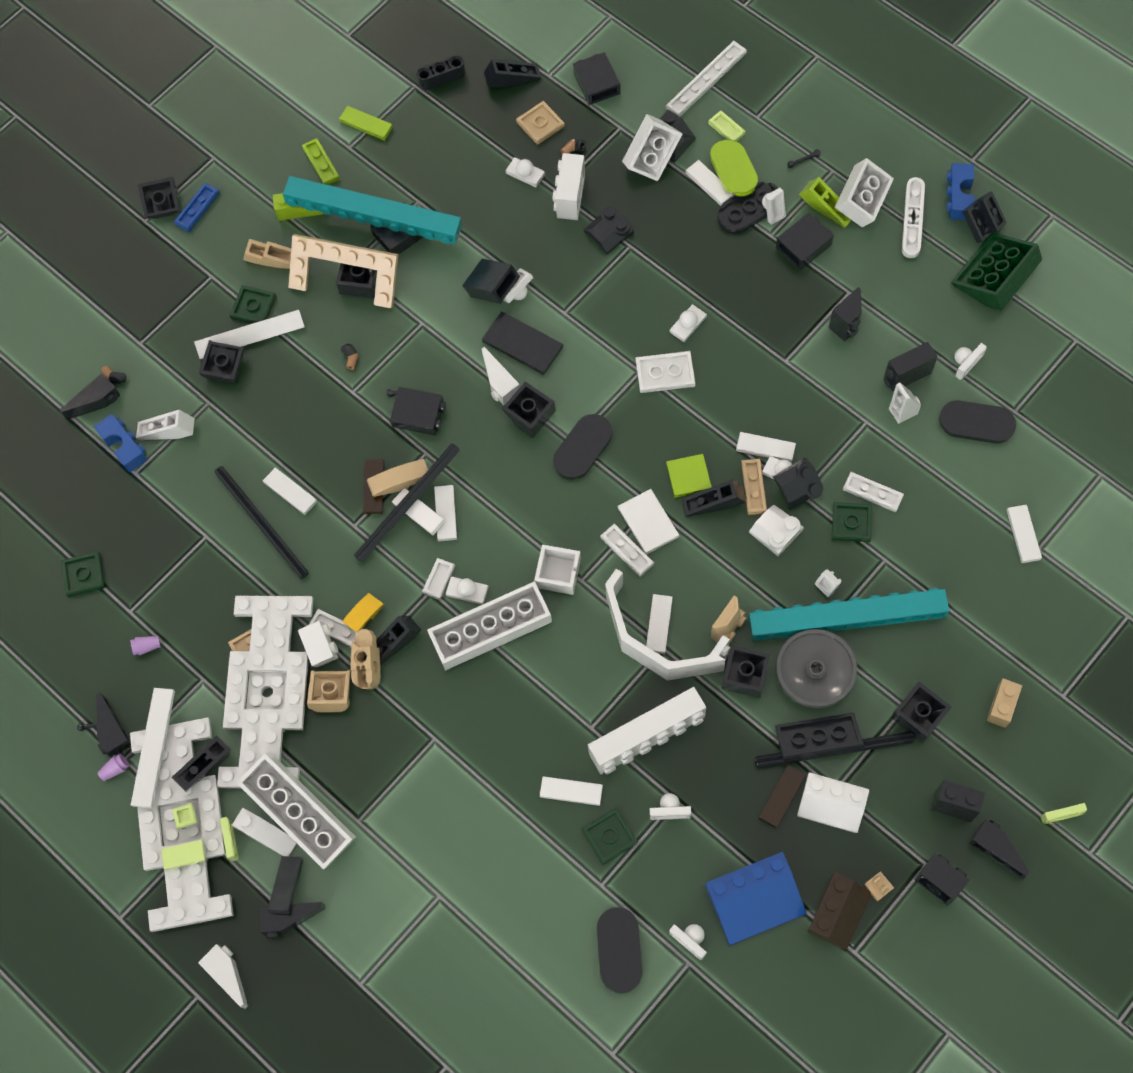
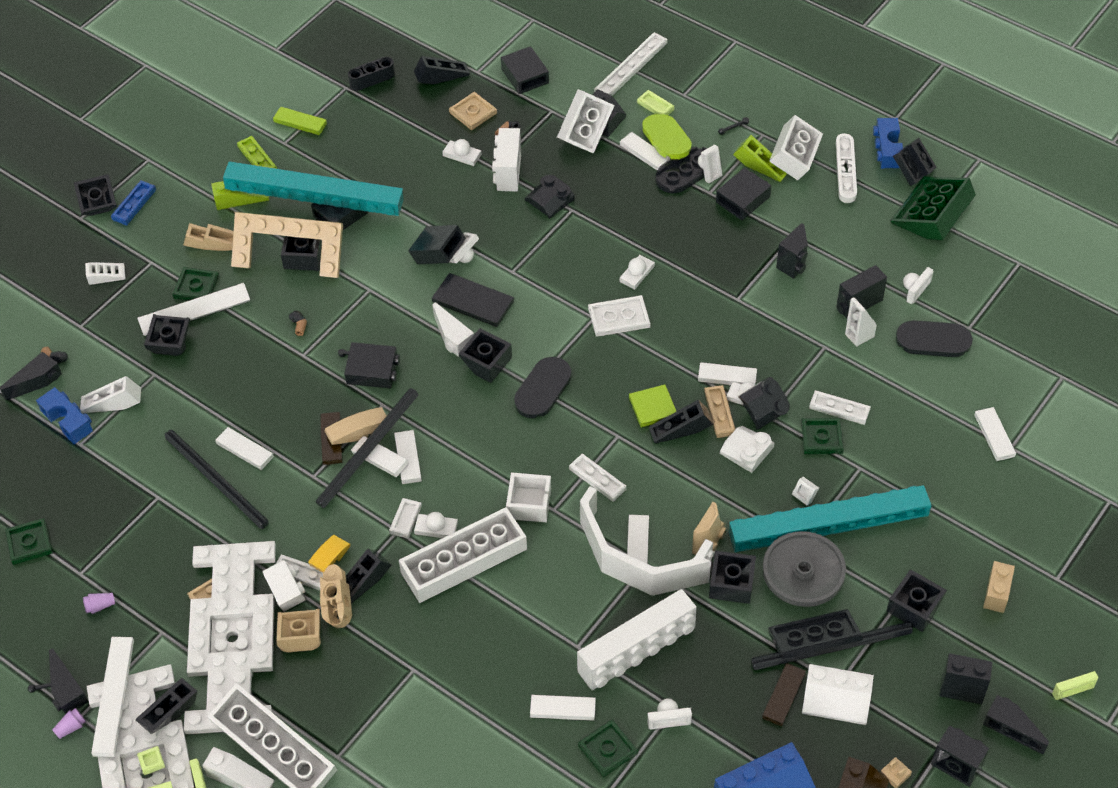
camera: 10 degrees left, 15 degrees down
(166, 291) = (94, 272): none -> white slope
(648, 521) = (616, 450): white tile -> none

